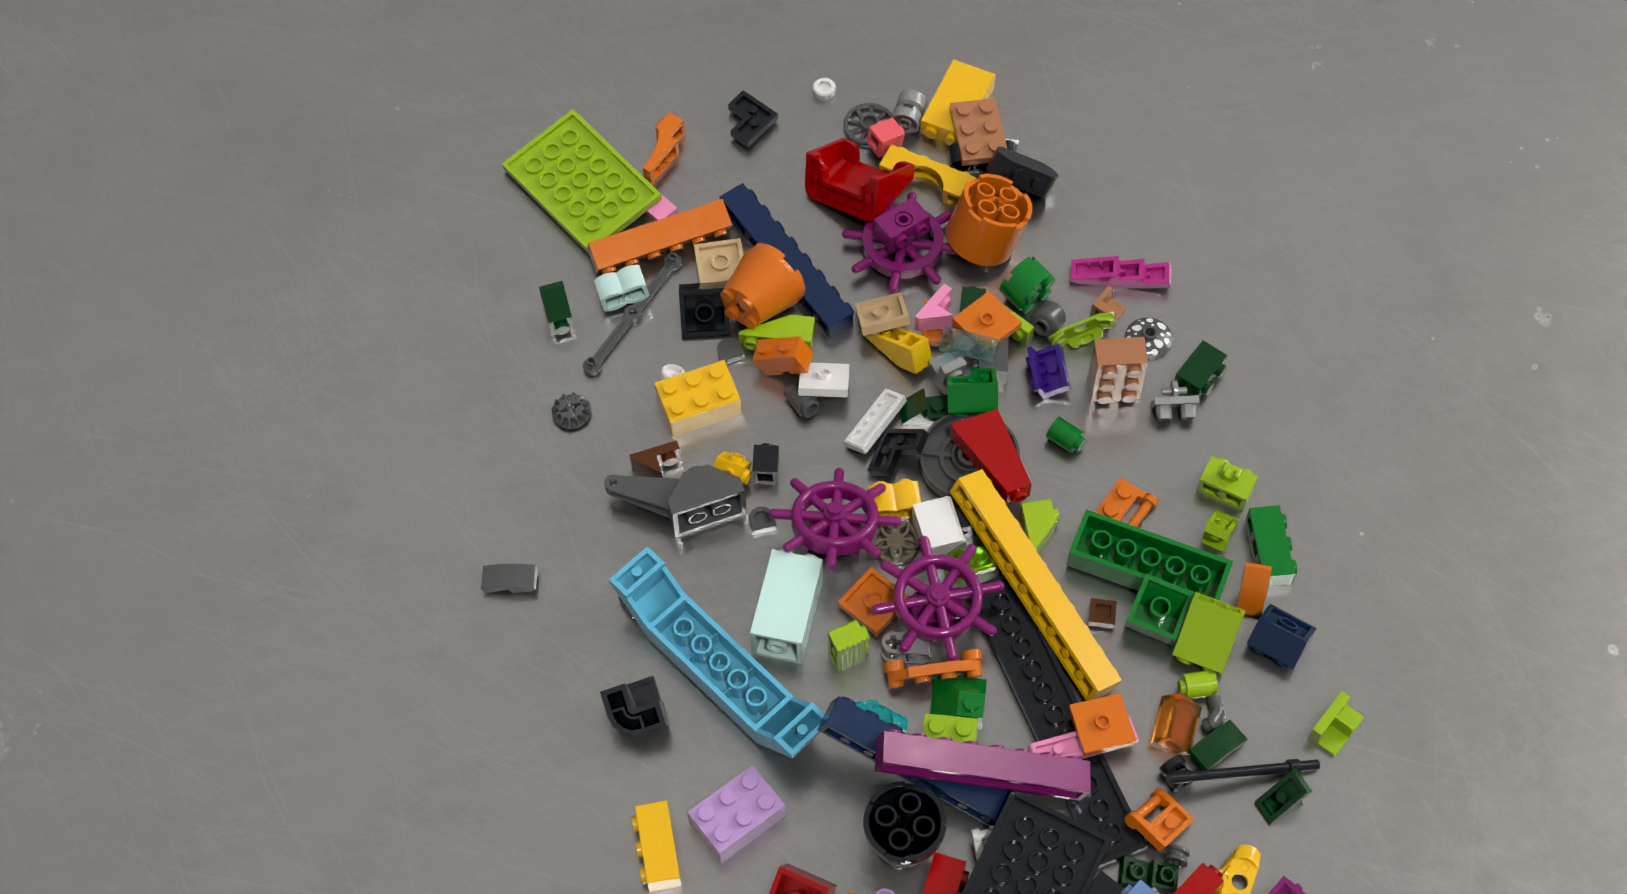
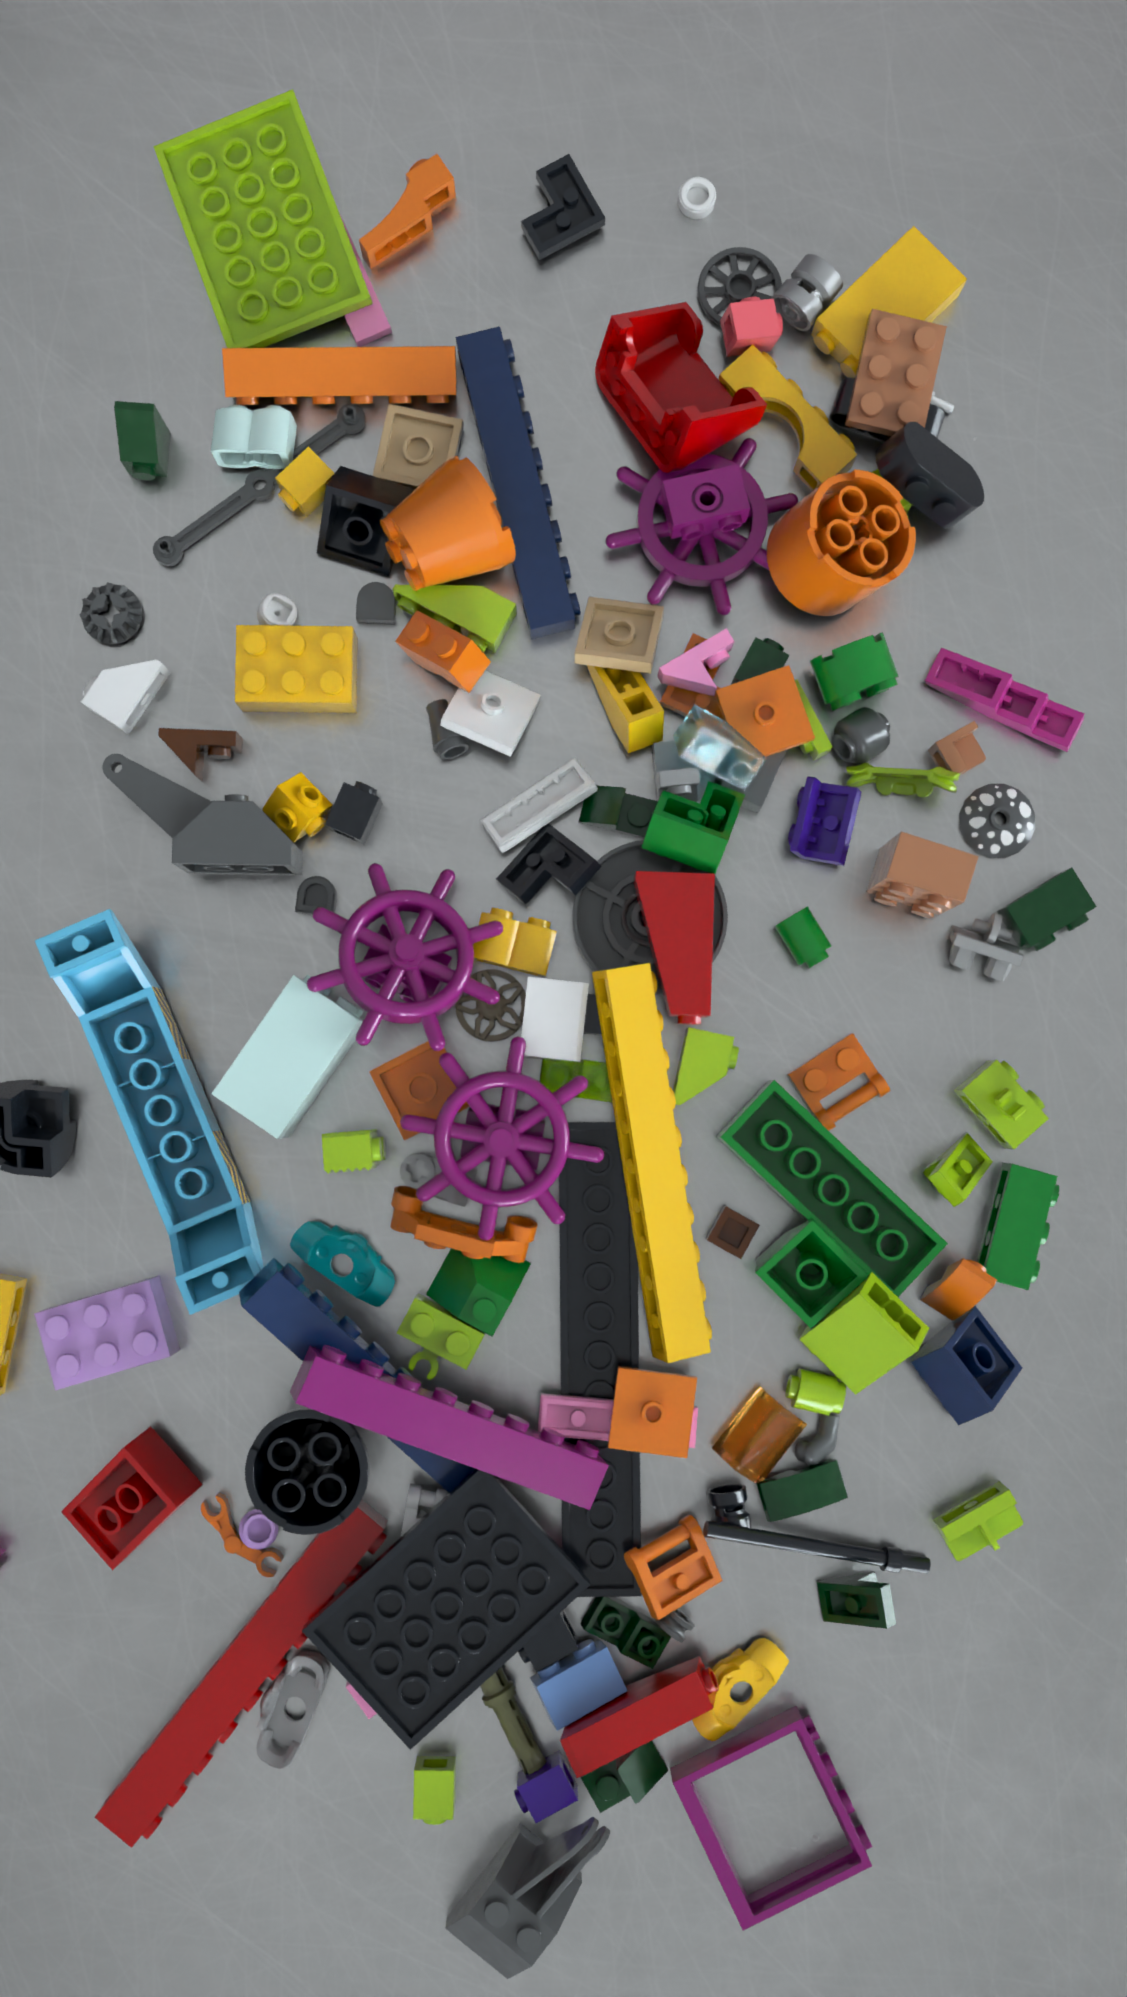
camera: 15 degrees right, 25 degrees up
(597, 448) = (124, 692): none -> white slope
(662, 300) = (304, 482): none -> yellow brick

